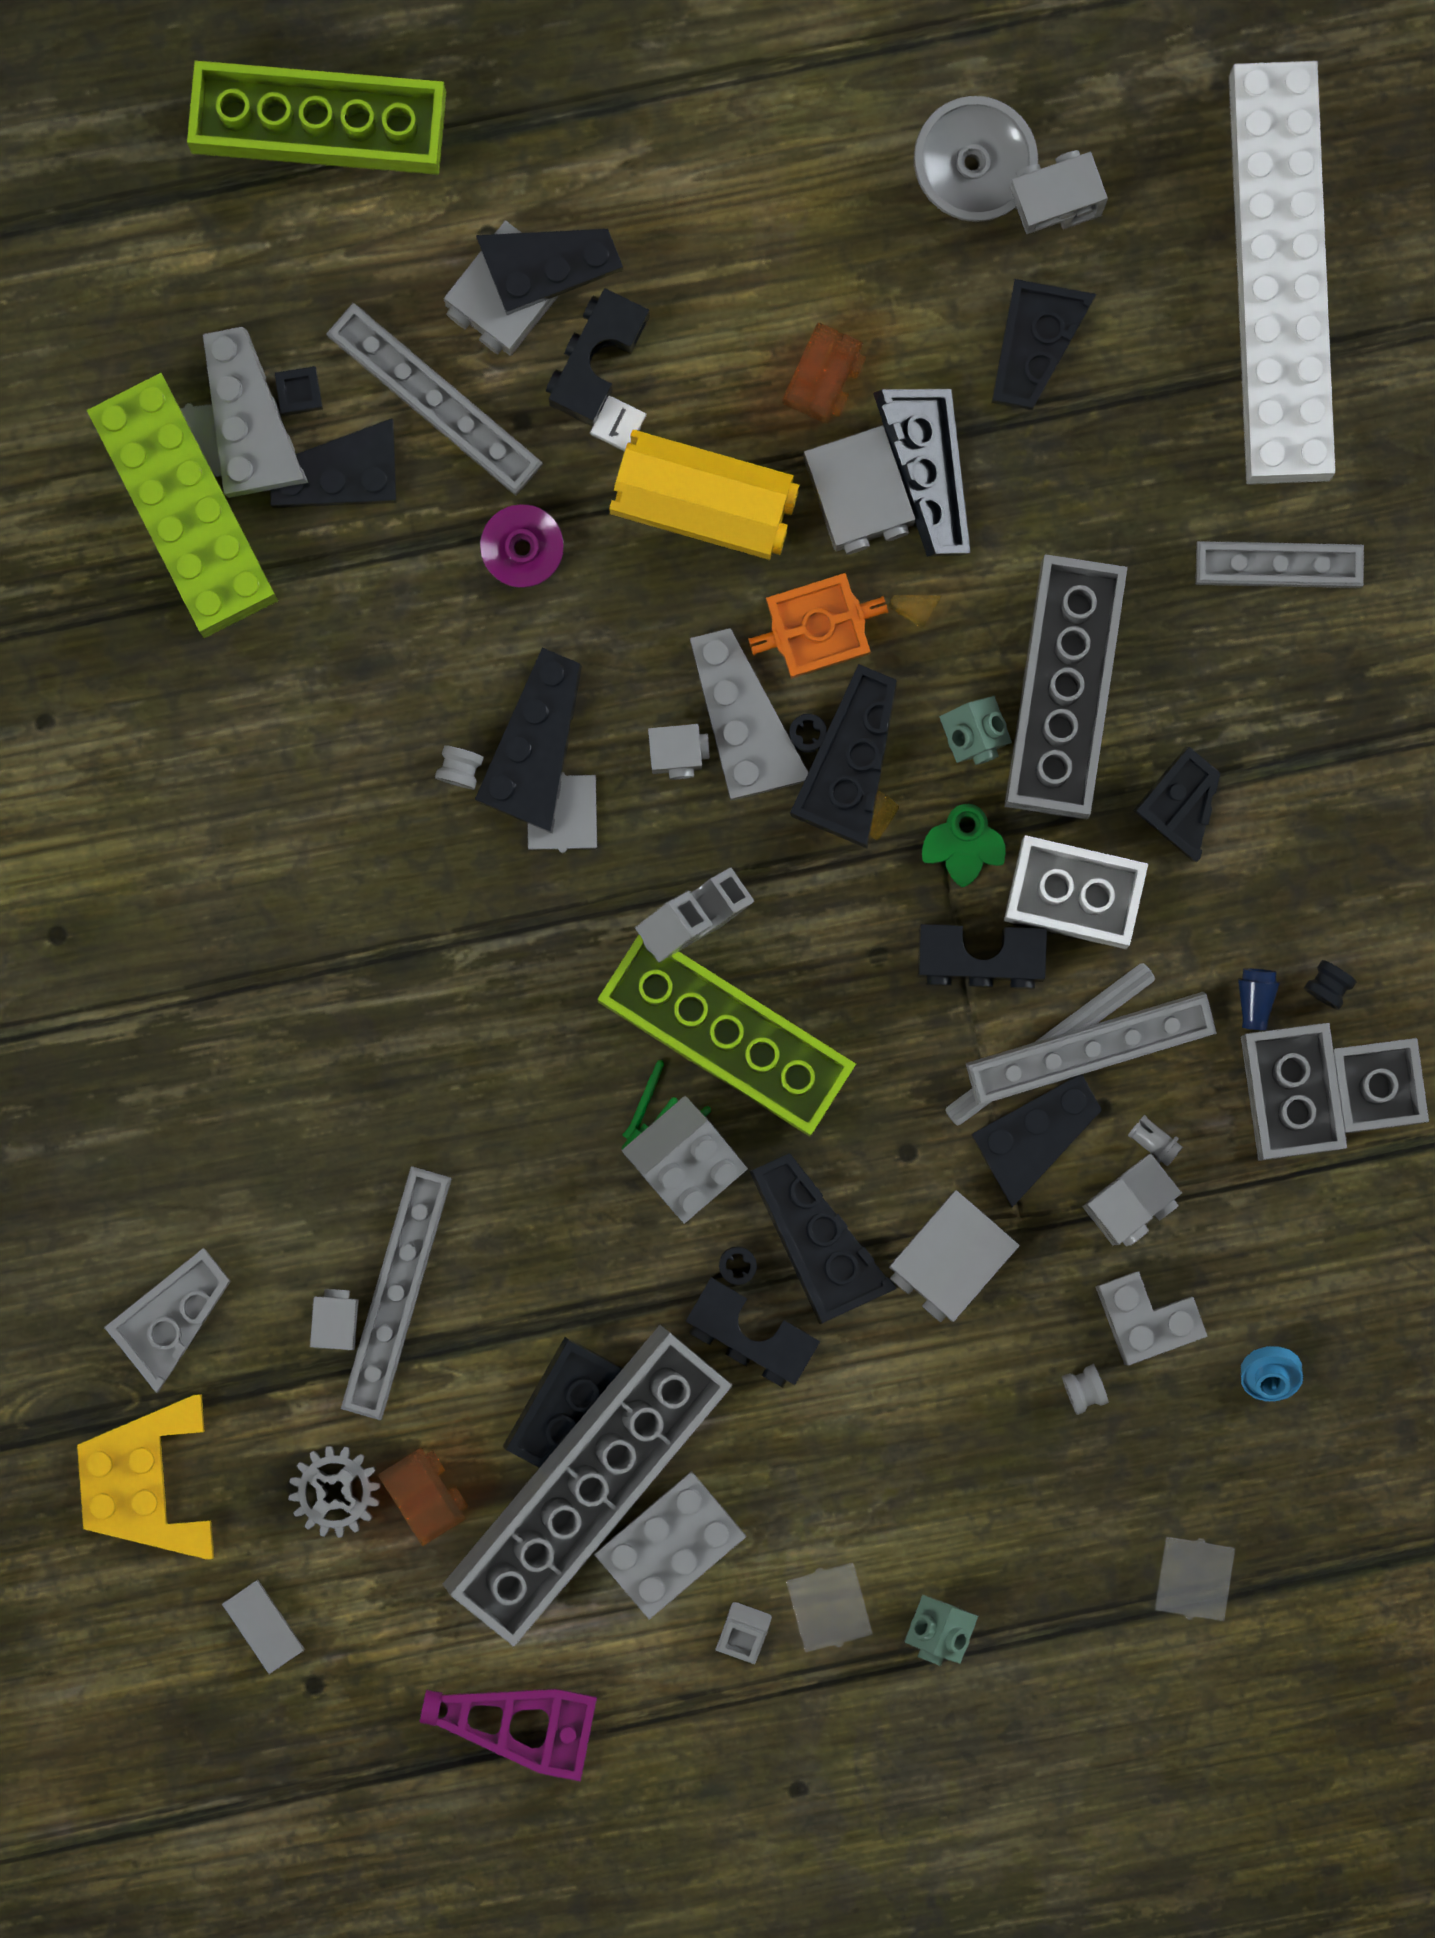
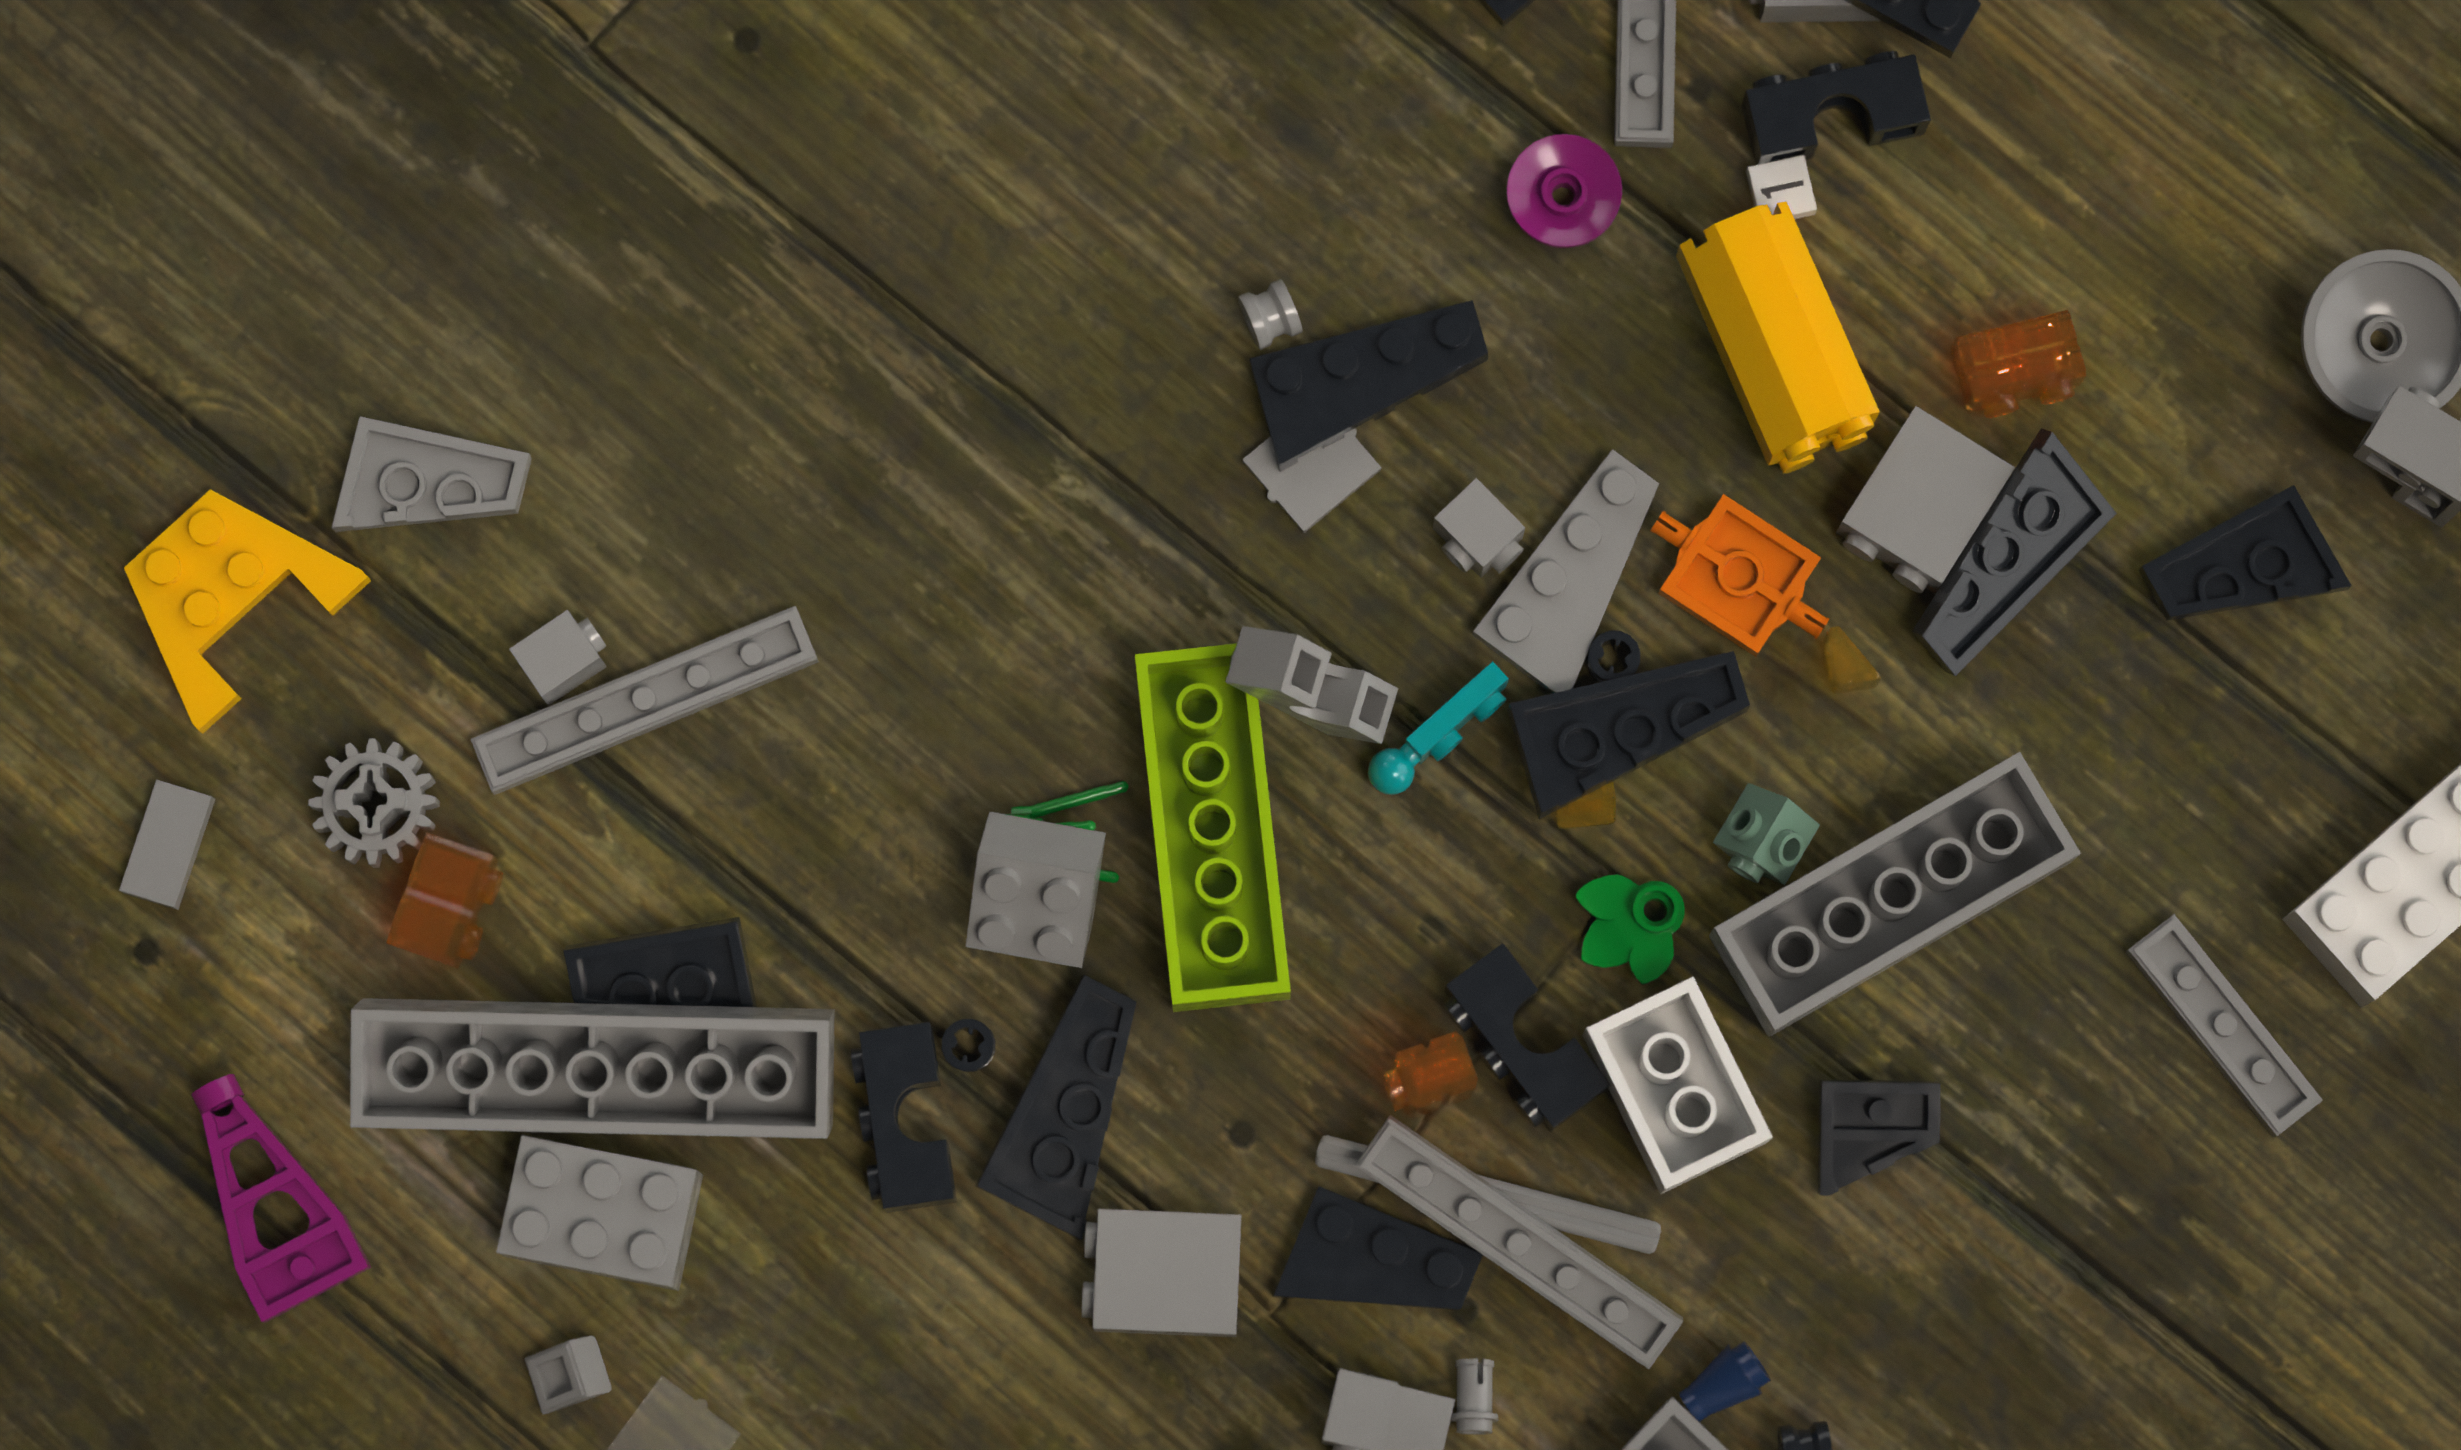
camera: 55 degrees right, 5 degrees down
(772, 906) = (1393, 769): none -> teal plate
(963, 1023) = (1431, 1076): none -> clear orange brick

